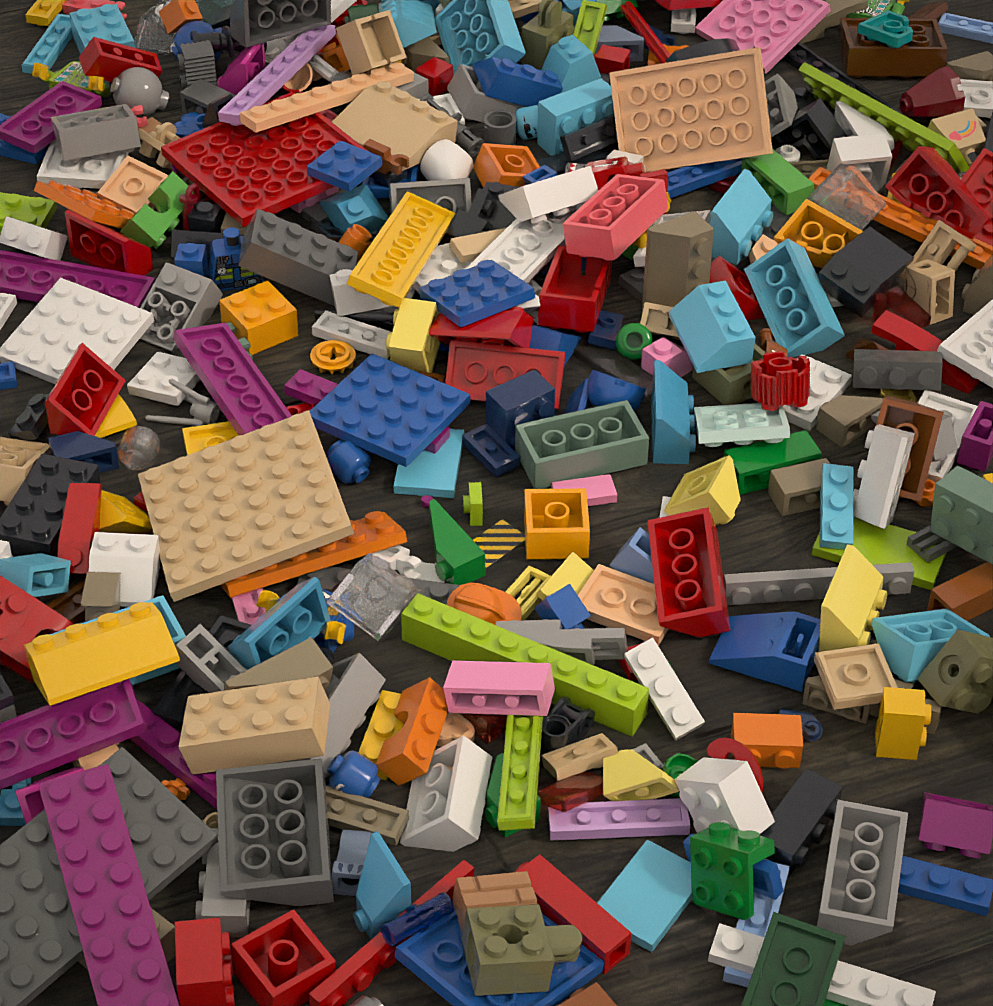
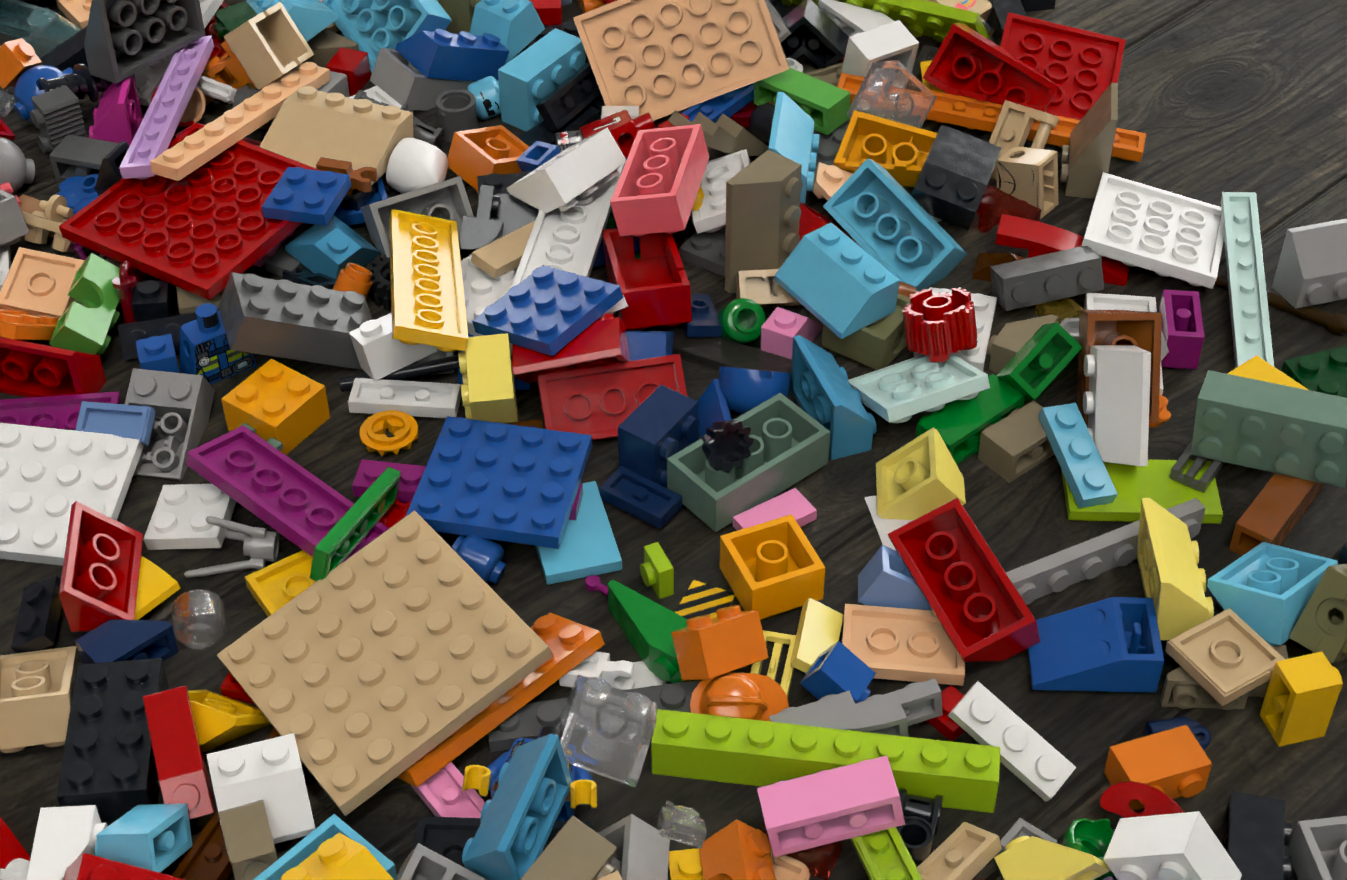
camera: 20 degrees left, 0 degrees up
(141, 296) = (117, 419): none -> medium blue tile
(269, 409) = (355, 524): none -> green tile
(396, 673) = (681, 825): none -> clear plate
(485, 563) = (719, 644): none -> orange brick
(559, 425) = (727, 444): none -> black piece
(696, 196) = (724, 134): none -> dark tan slope
(843, 429) = (1040, 360): none -> green brick

